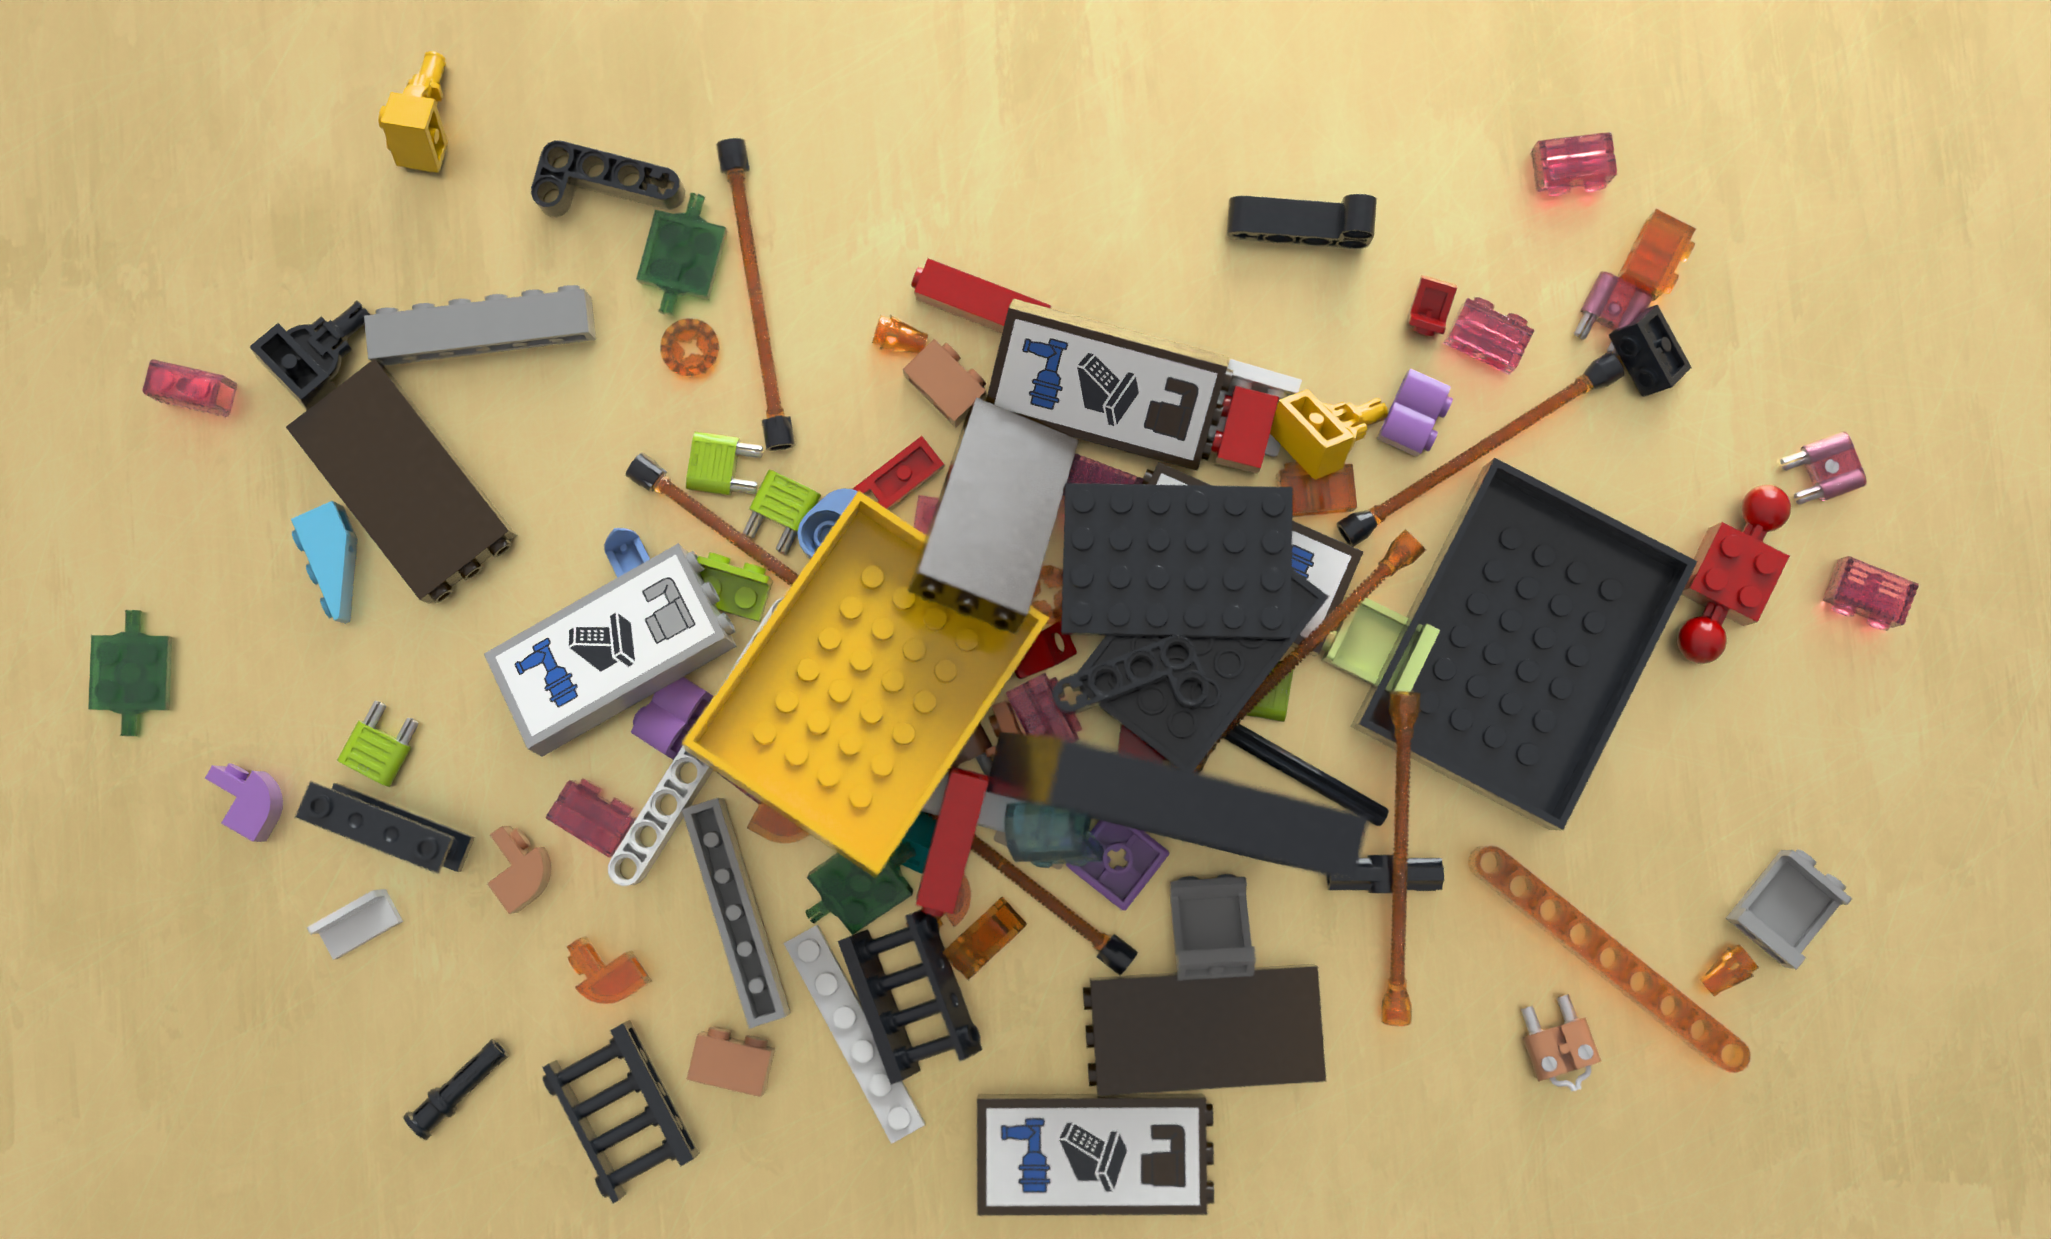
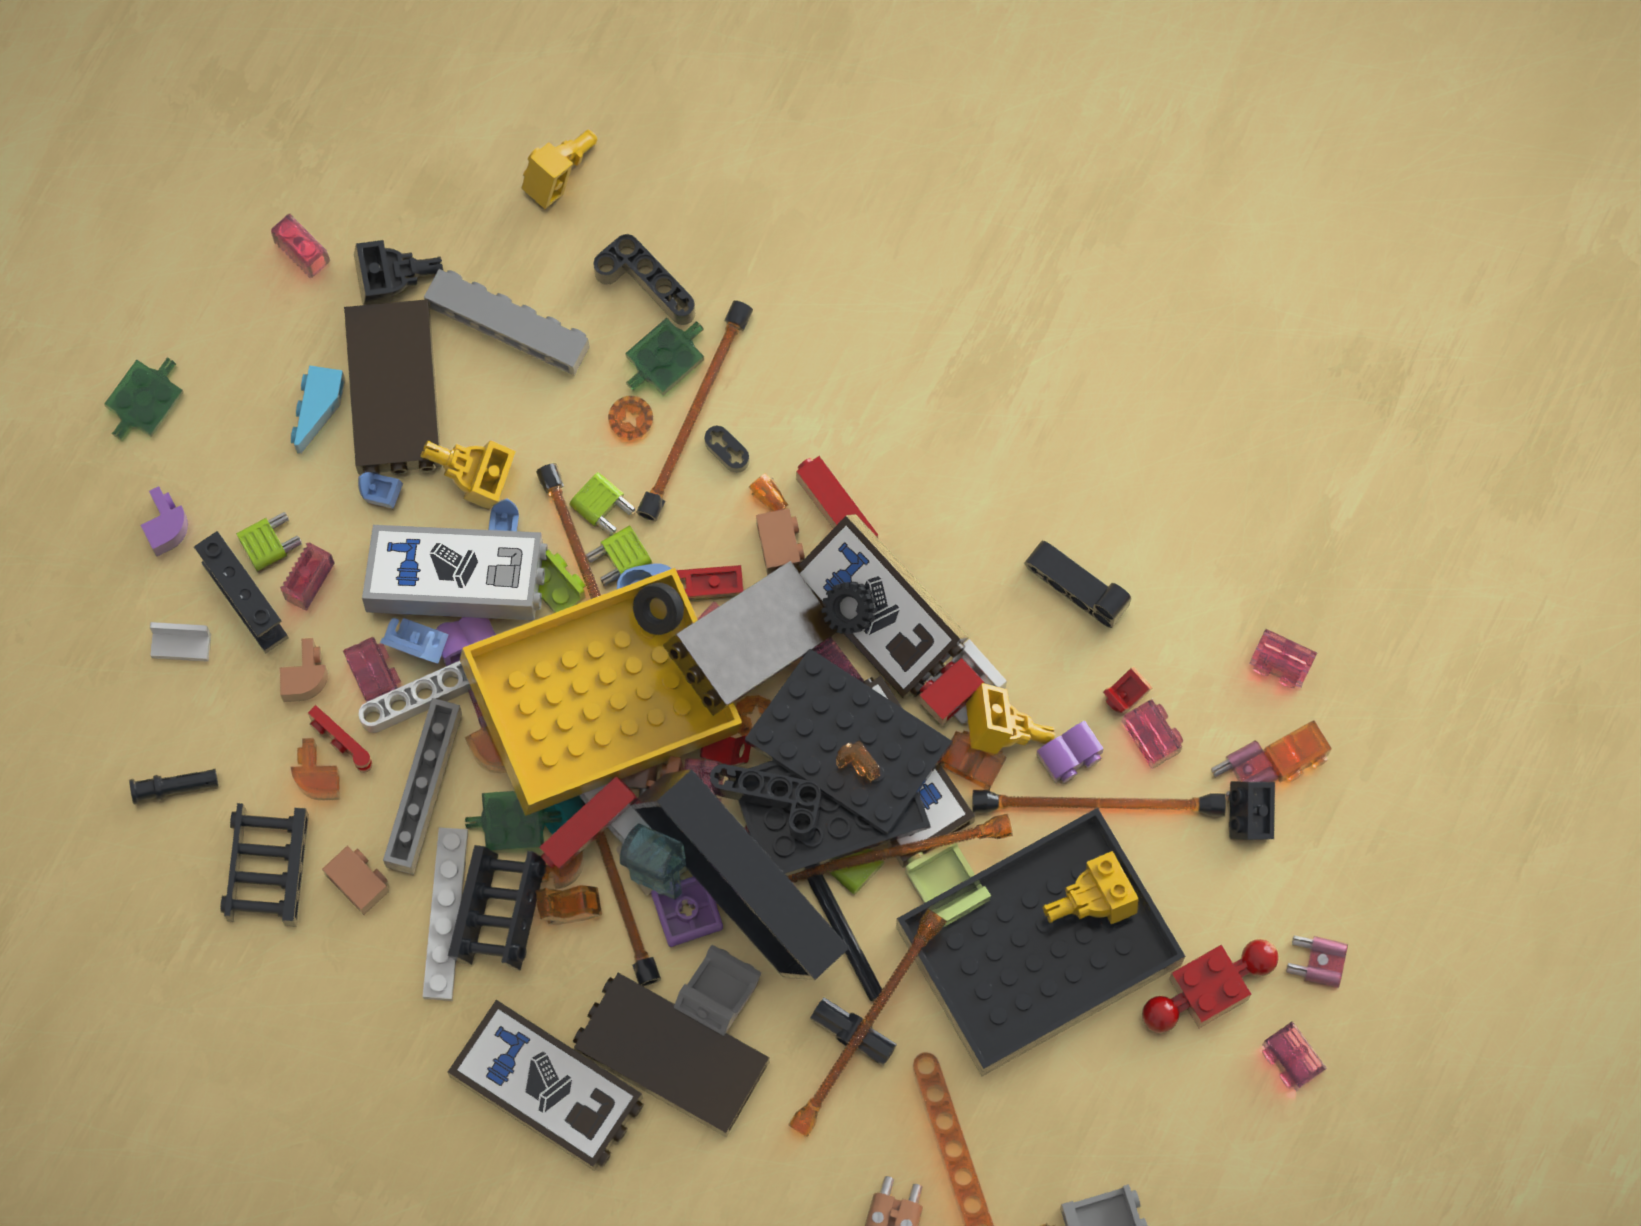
camera: 30 degrees right, 10 degrees down
(448, 758) = (307, 576): none -> clear pink brick
(464, 607) = (379, 489): none -> medium blue plate
(556, 518) = (474, 469): none -> yellow brick
(611, 917) = (340, 739): none -> red plate
(618, 753) = (415, 639): none -> light blue hinge
(817, 323) = (731, 444): none -> black beam
(879, 530) = (673, 603): none -> black tyre
(1070, 429) = (865, 603): none -> black tyre
(1217, 577) = (863, 761): none -> clear orange bracket
(1559, 547) = (1098, 893): none -> yellow brick

